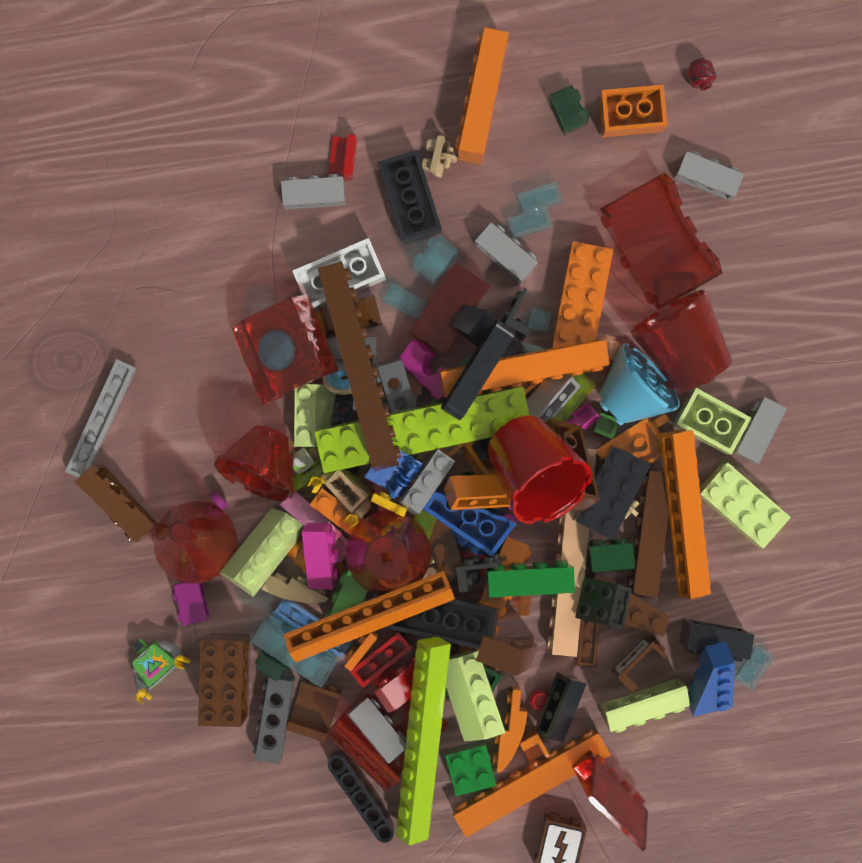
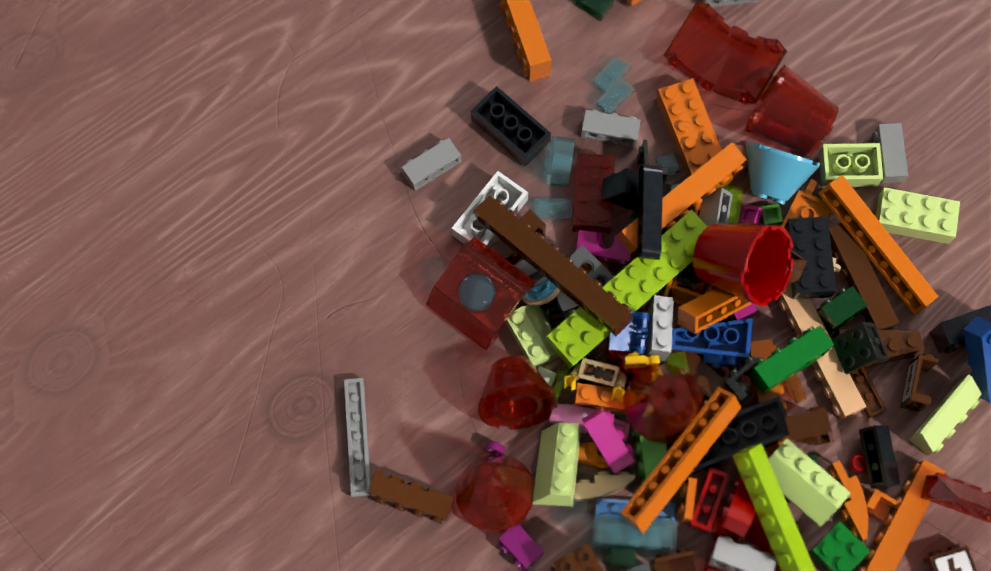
camera: 30 degrees left, 15 degrees down
(343, 156) = (438, 124): red panel -> none
(441, 158) = (510, 78): tan hips -> none

